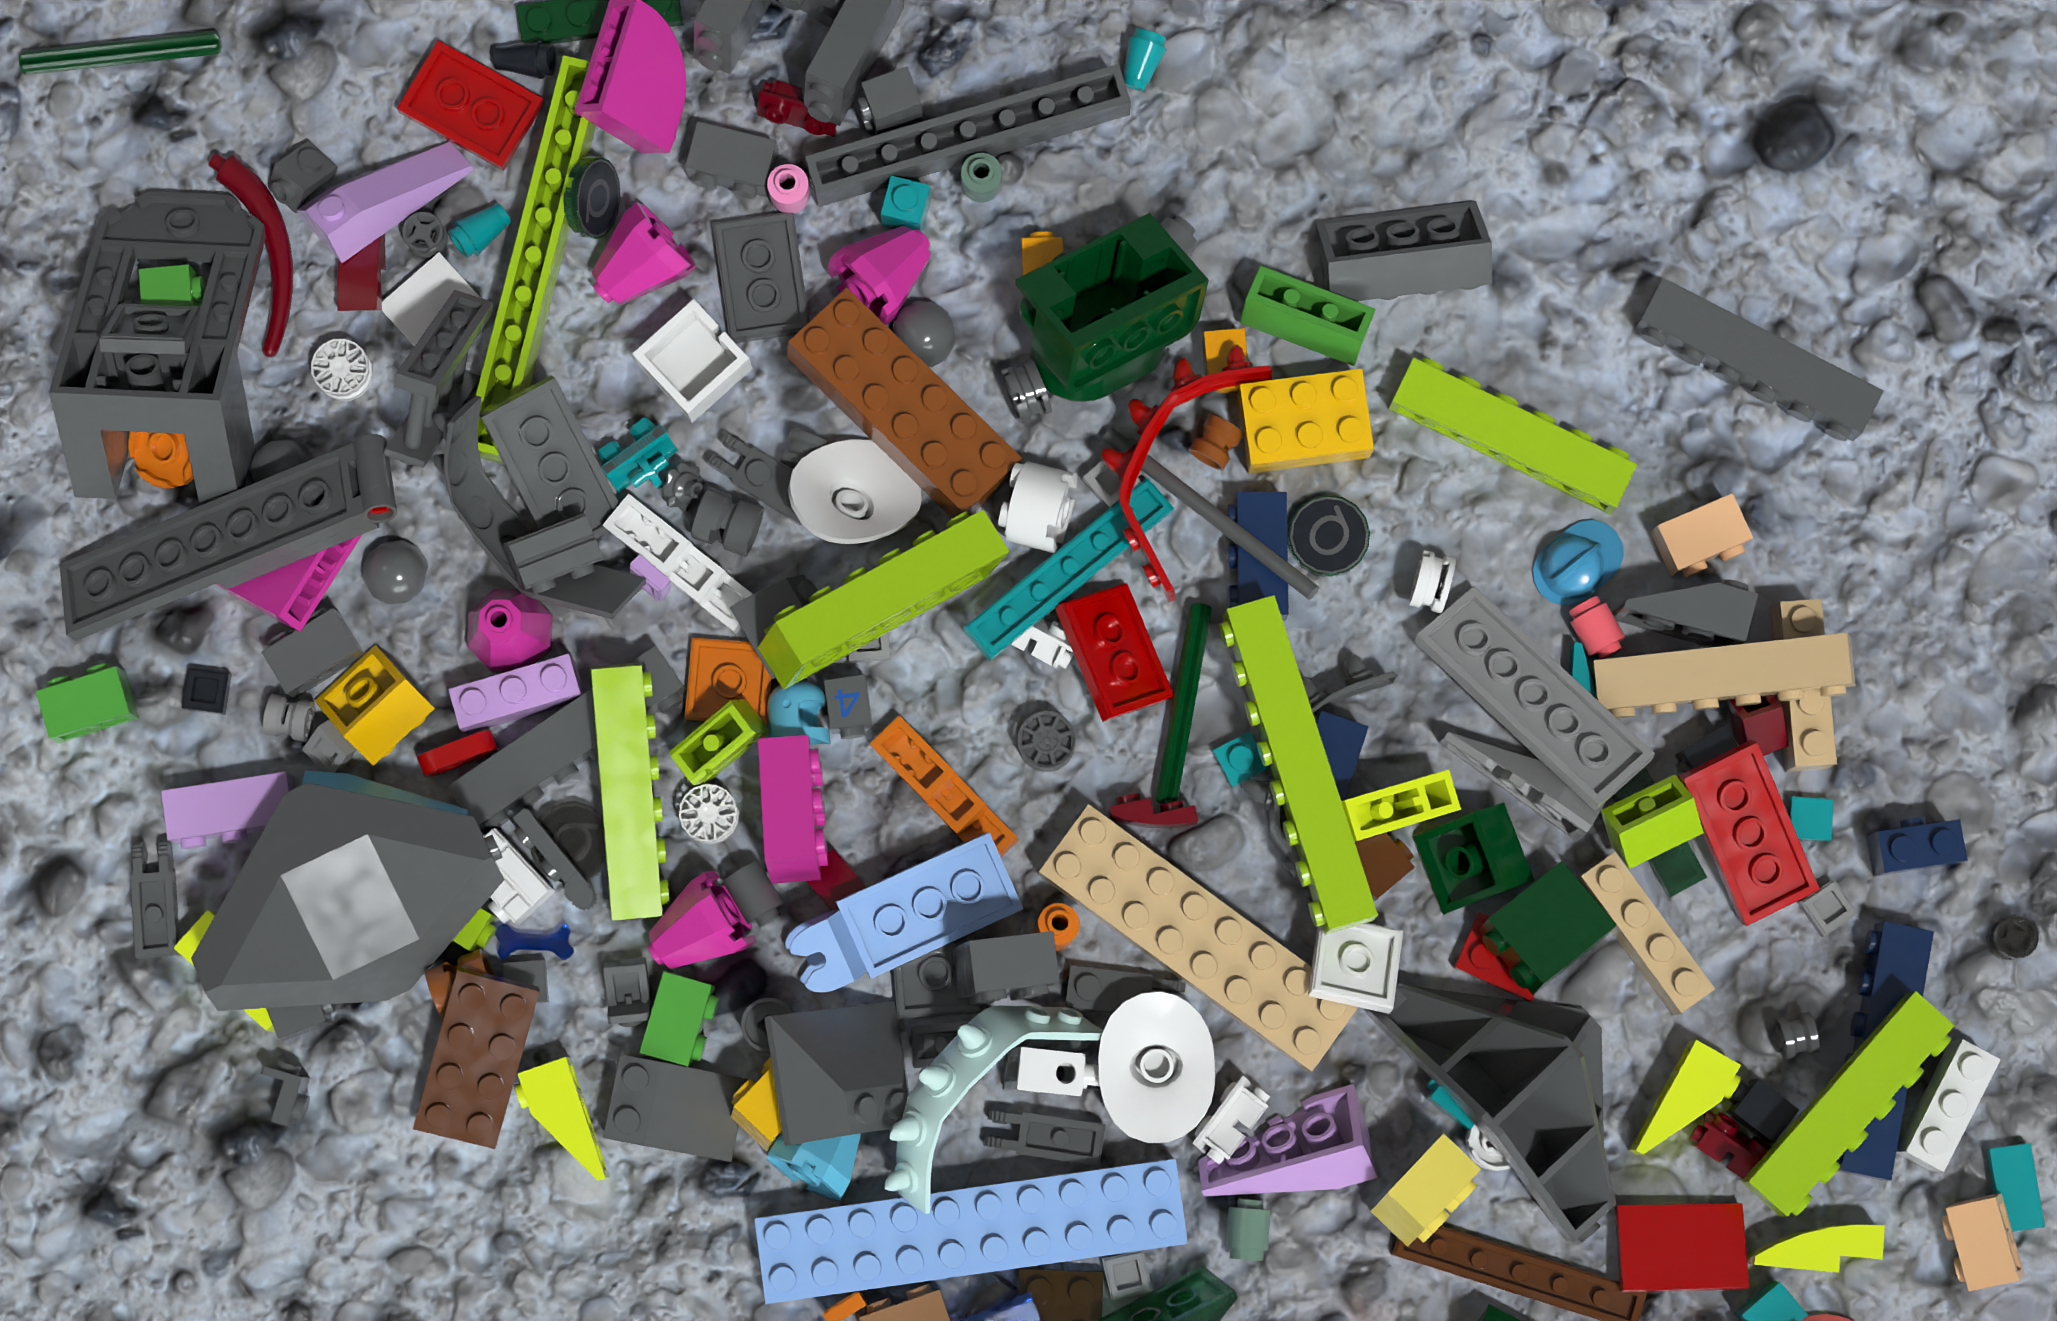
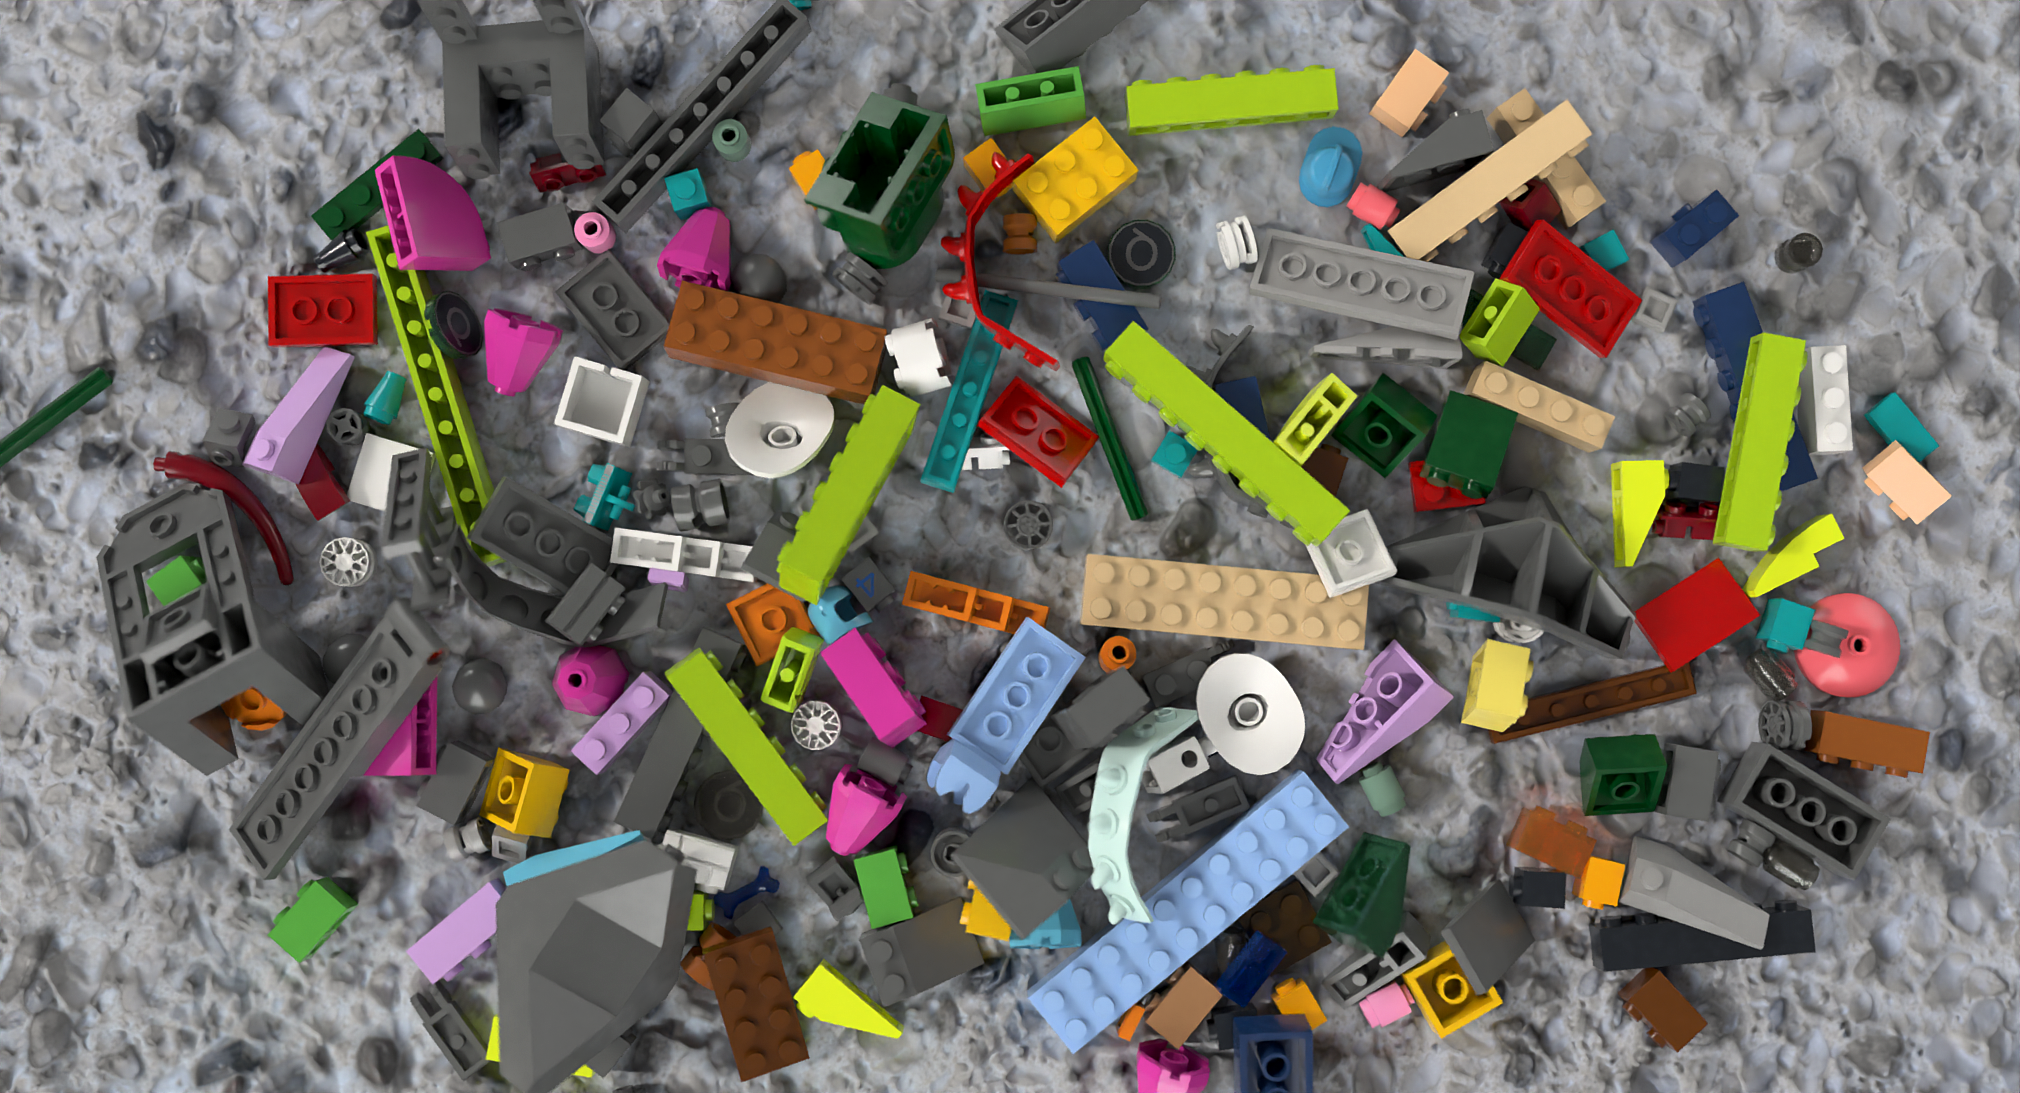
camera: 35 degrees left, 5 degrees up
(206, 691) = (395, 855): black tile -> none
(457, 753) = (607, 791): red beam -> none
(556, 861) = (727, 827): dark grey hinge -> none
(1140, 813) = (1121, 538): dark red slope -> none
(1219, 1129) = (1321, 731): white hinge -> none

